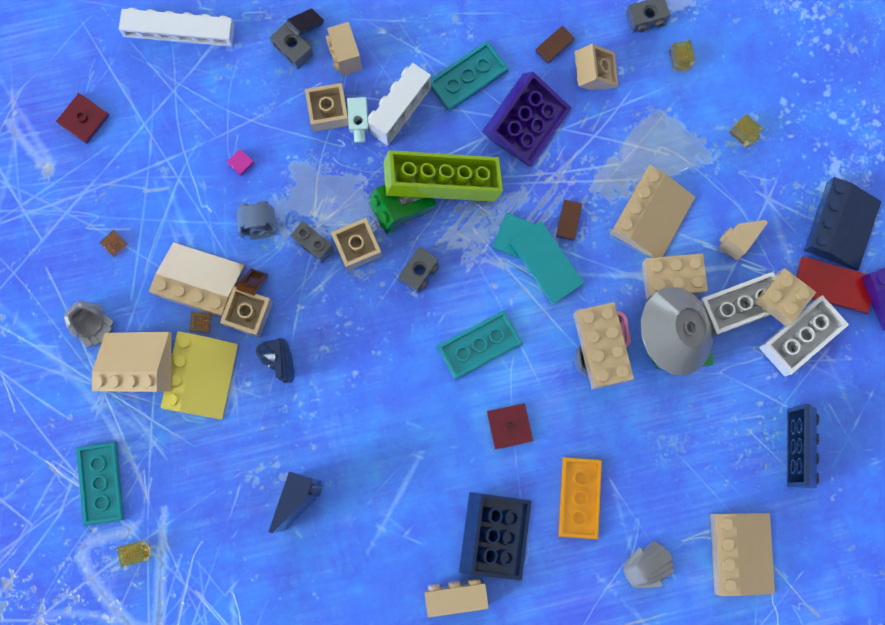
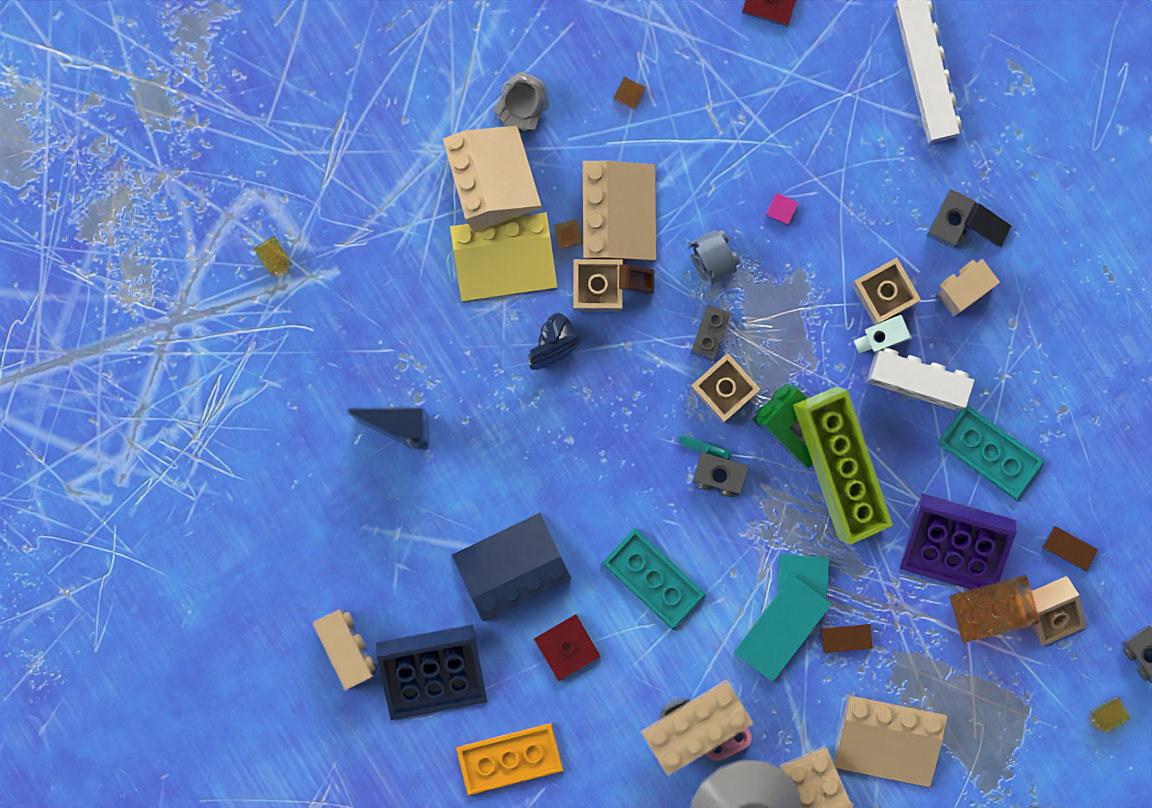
camera: 70 degrees right, 5 degrees up
(100, 483) = (339, 186): teal tile -> none
(394, 276) = (702, 446): none -> teal piece
(435, 448) = (511, 567): none -> dark blue slope
(583, 105) = (994, 608): none -> clear orange brick

